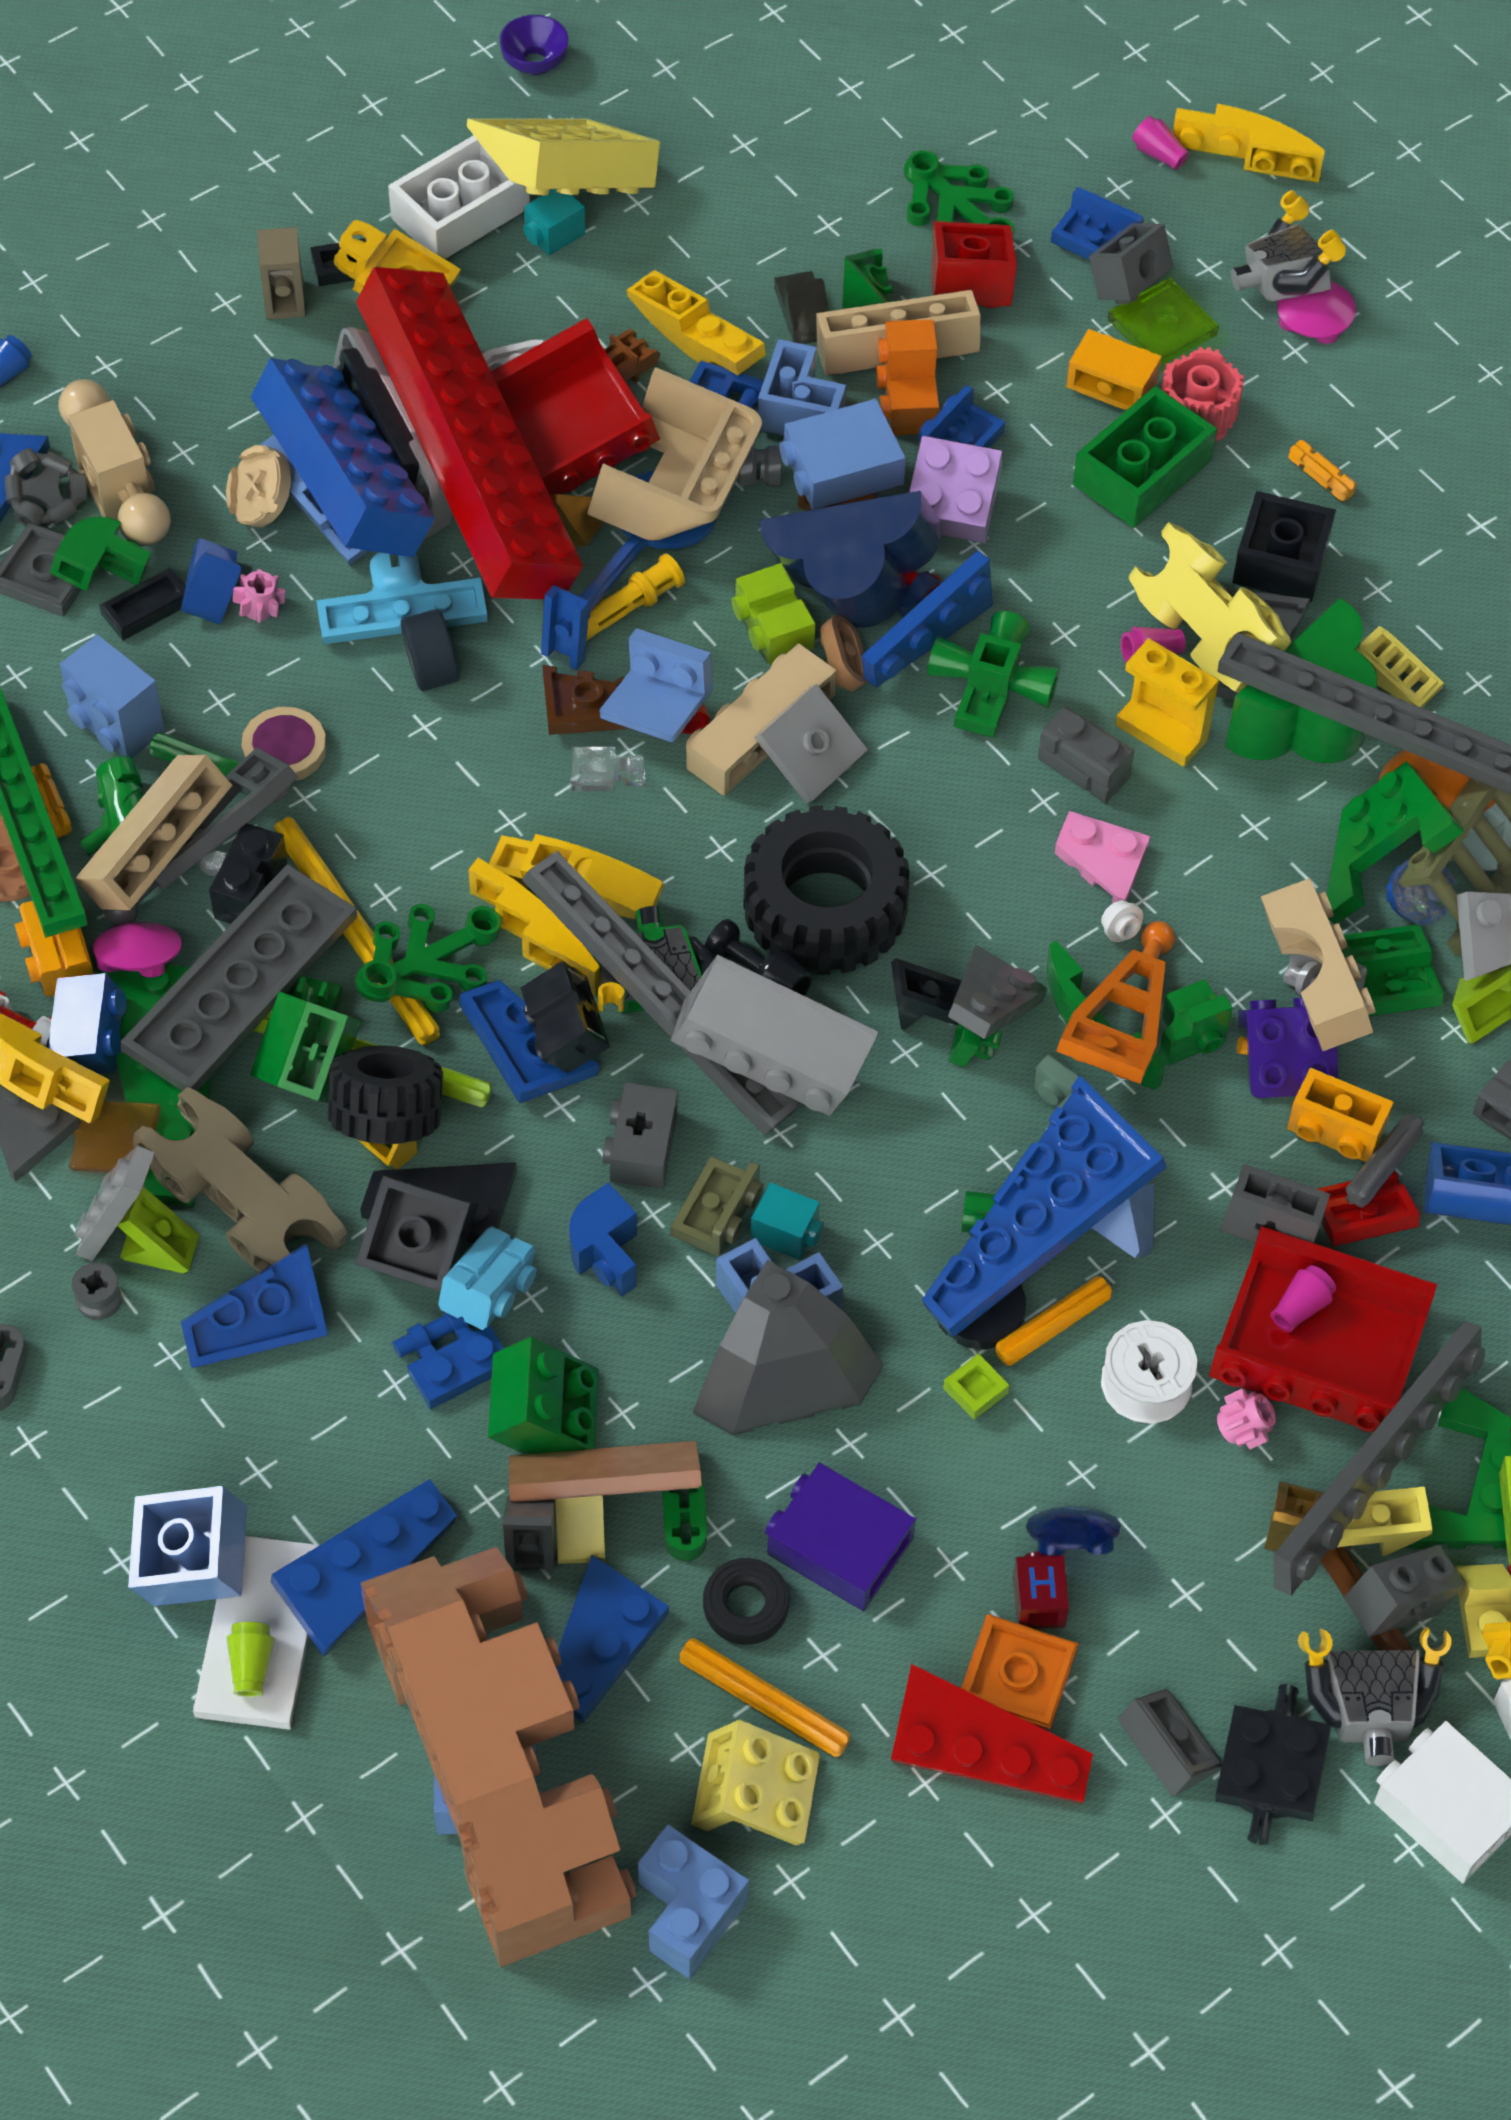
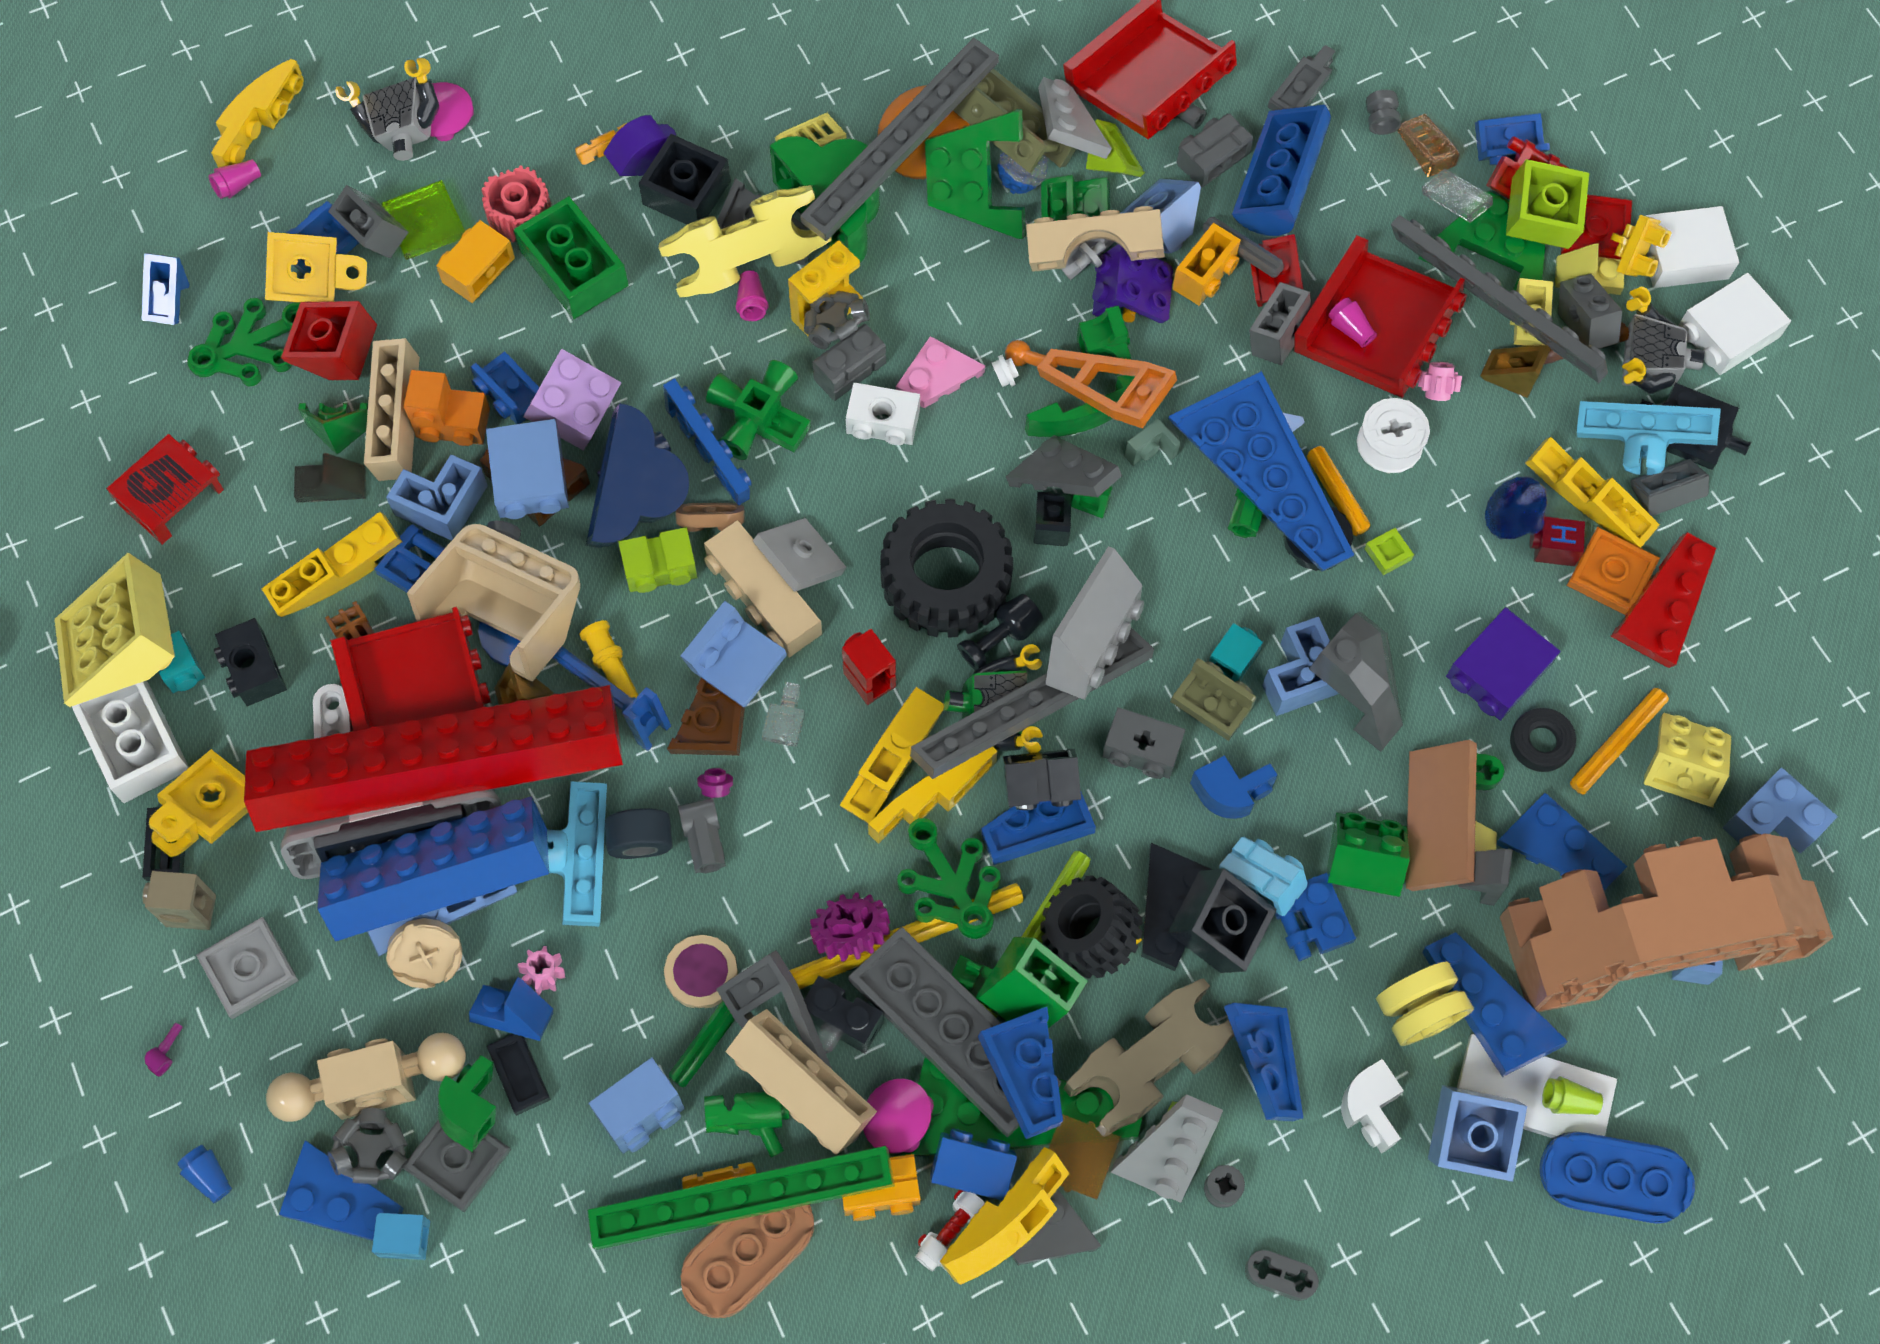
camera: 80 degrees left, 10 degrees up
(118, 301) = (156, 1059): none -> magenta hand
(159, 1732) = (1616, 1177): none -> blue tile
(194, 1041) = (1024, 1067): none -> blue wing
(219, 1428) = (1363, 1103): none -> white brick
(225, 352) = (247, 968): none -> light grey plate
(345, 1468) = (1424, 1003): none -> light yellow wheel
(352, 864) = (850, 926): none -> magenta gear
(455, 709) = (701, 827): none -> dark grey piece
(508, 715) = (715, 783): none -> magenta plate
(567, 280) = (245, 643): none -> black brick
(675, 827) = (868, 666): none -> red piece
(759, 162) = (162, 485): none -> red panel
(998, 106) = (162, 285): none -> slope
(1027, 822) = (870, 401): none -> white brick
(1053, 242) = (326, 273): none -> yellow plate
(1128, 1633) = (1587, 491): none -> yellow slope
(1136, 719) = (833, 315): none -> dark grey piece
(1236, 1685) = (1648, 429): none -> medium azure plate
(1330, 487) = (637, 145): none -> dark purple brick
(1401, 1060) = (1177, 208): none -> medium blue slope

